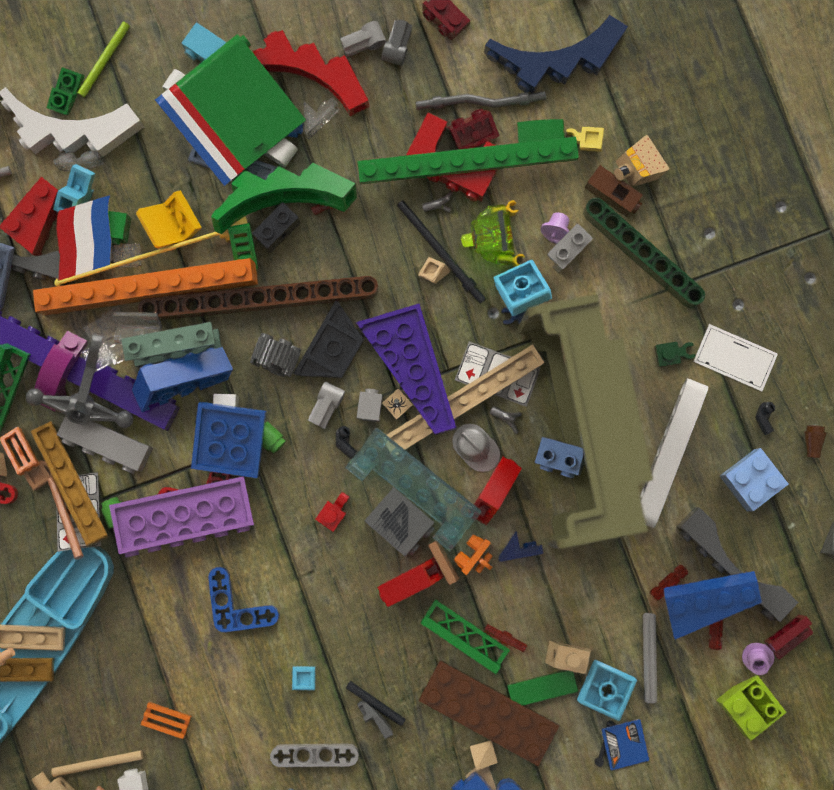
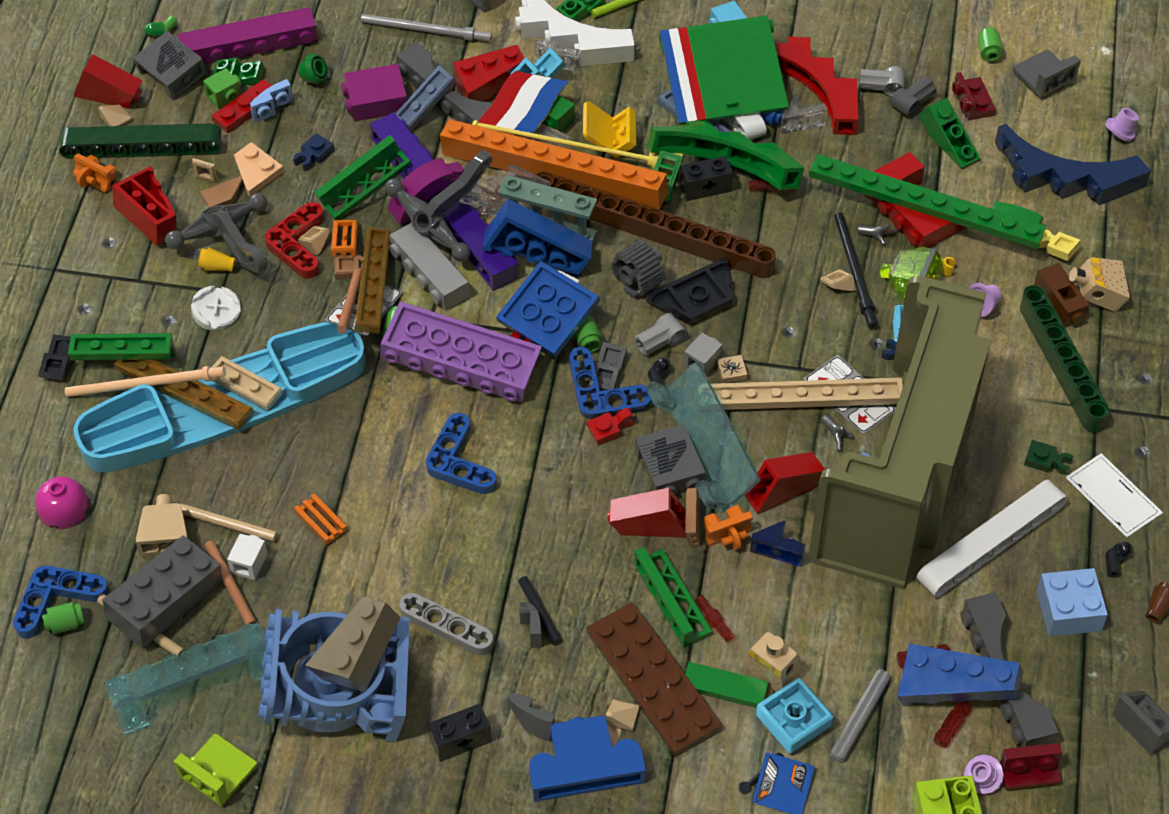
camera: 30 degrees right, 30 degrees down
(302, 457) = (609, 365): none -> dark grey slope
(303, 677) = (482, 552): medium azure tile -> none
(313, 491) = (600, 398): none -> blue beam
(408, 354) = (769, 334): dark purple wing -> none
(445, 68) = (948, 132): none -> green slope
(473, 130) = (956, 185): dark red bracket -> none
(476, 447) = (787, 437): light grey piece -> none
(522, 99) = (1011, 188): dark grey bar -> none
(569, 247) = (996, 316): light grey bracket -> none

